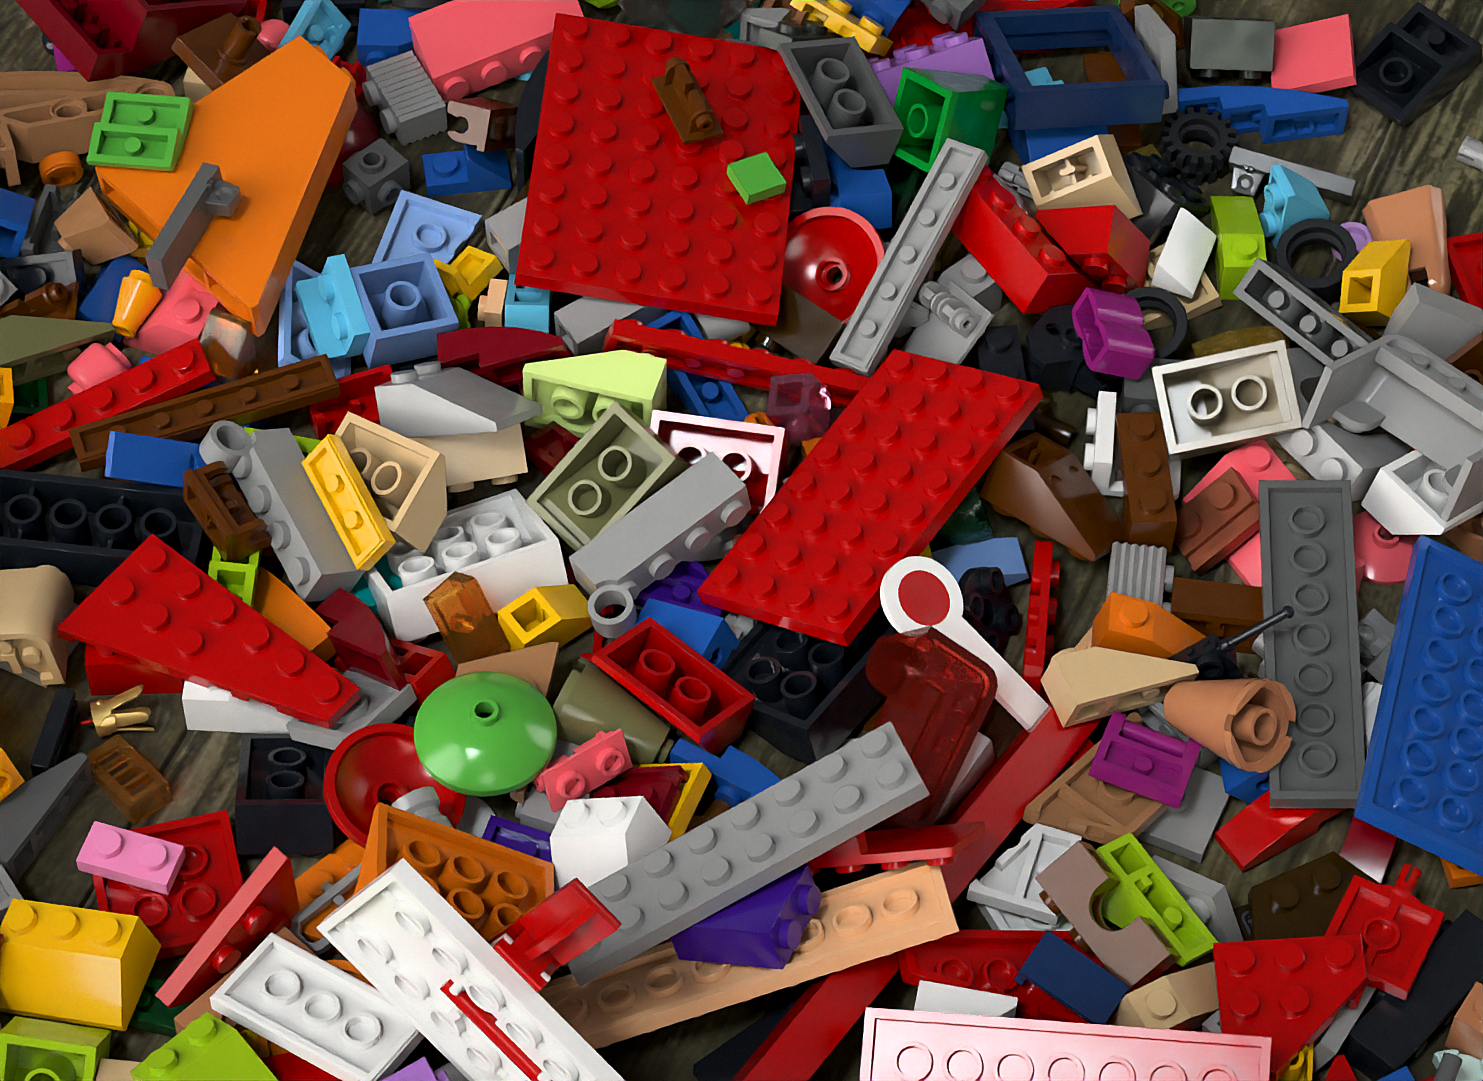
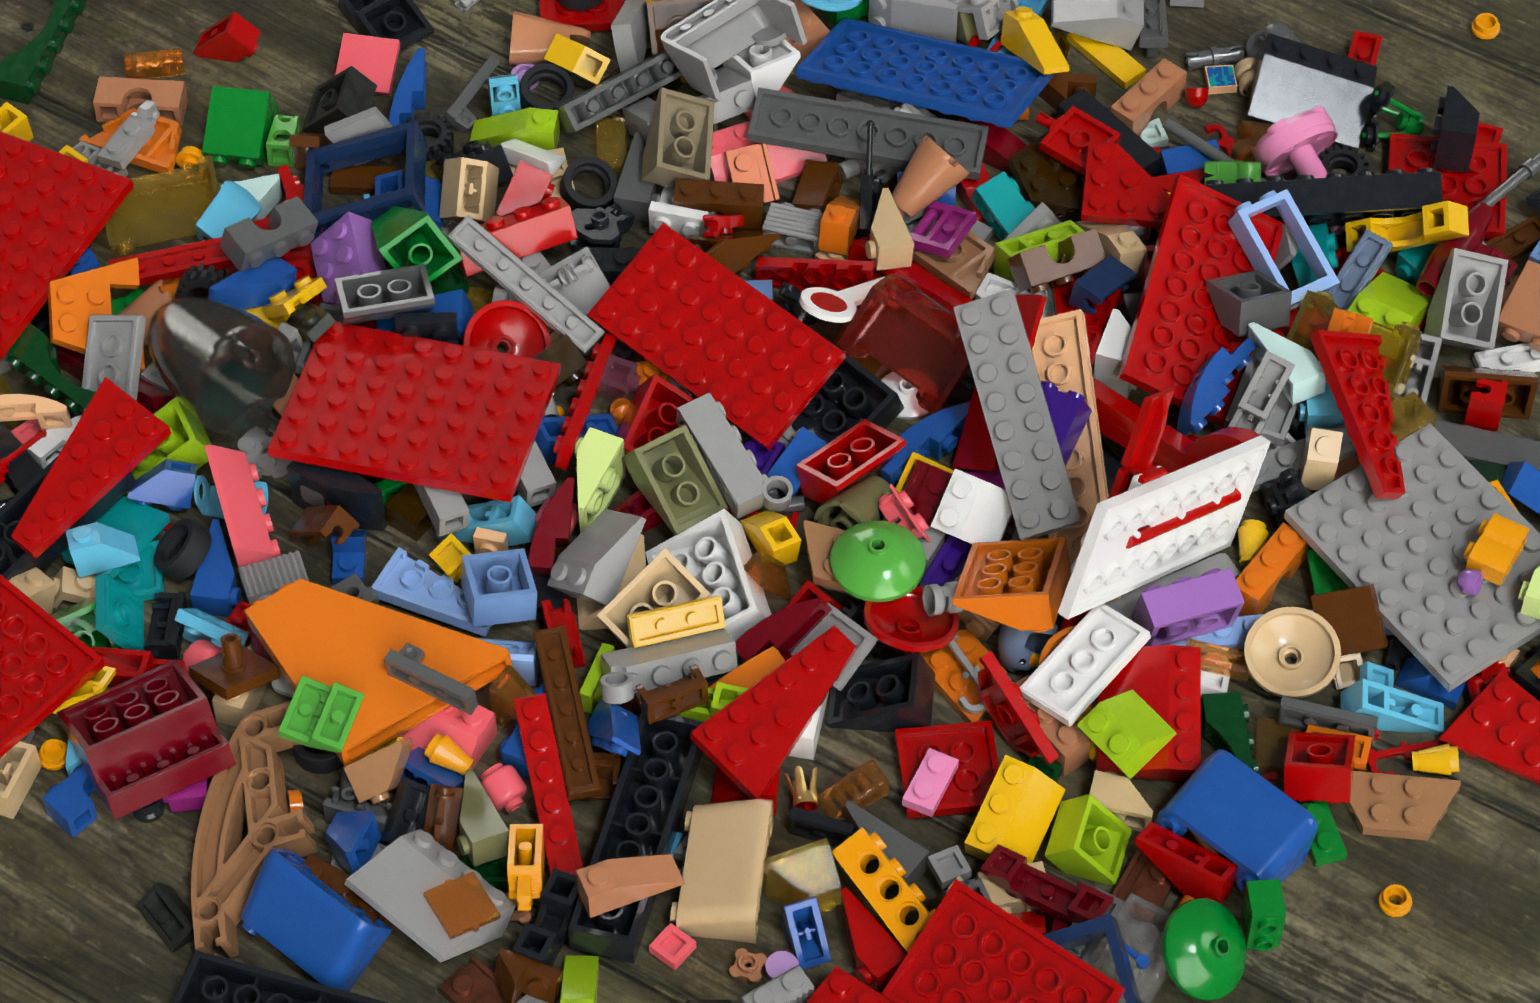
camera: 80 degrees left, 0 degrees up
(334, 311) = (496, 619): medium azure bracket -> none
(686, 103) = (367, 379): reddish brown hinge -> none
(756, 178) = (447, 352): bright green tile -> none
(1097, 481) = (721, 223): none -> red plate
(1112, 333) = (613, 191): magenta brick -> none
(1235, 849) = (1001, 204): none -> teal brick

